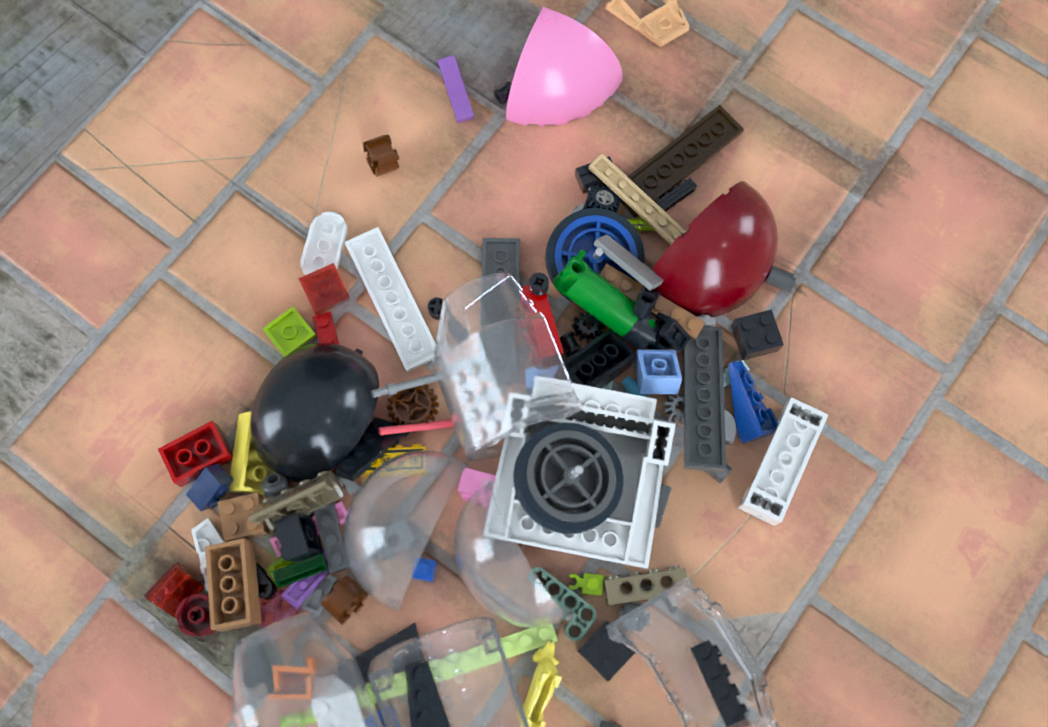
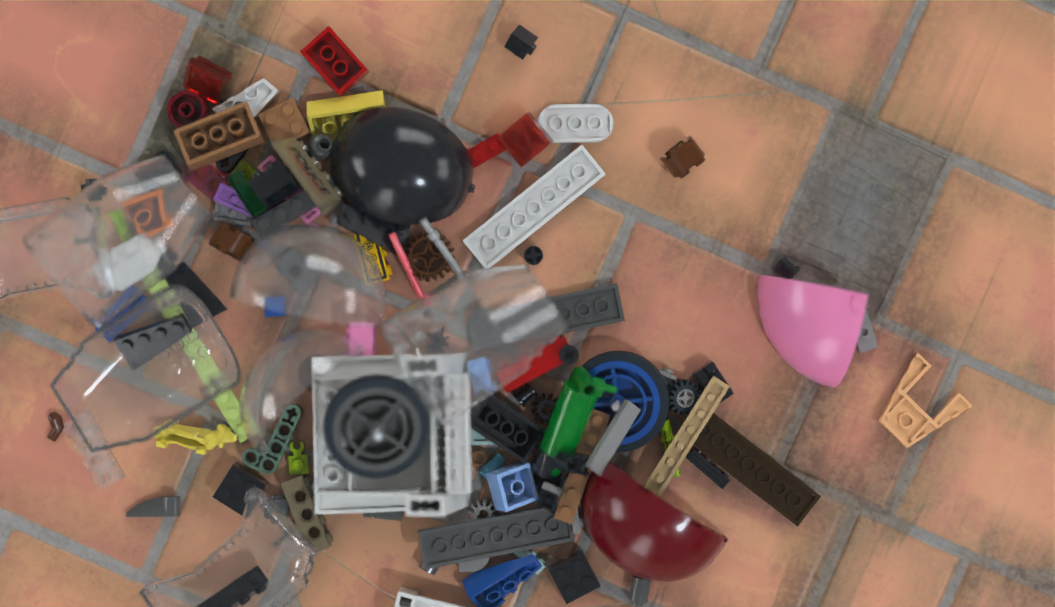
camera: 80 degrees right, 15 degrees up
(209, 487) = (305, 84): dark blue brick -> none
(233, 275) = (521, 42): none -> black brick
(289, 332) = (476, 114): lime plate -> none
(455, 89) = (781, 214): medium lavender tile -> none

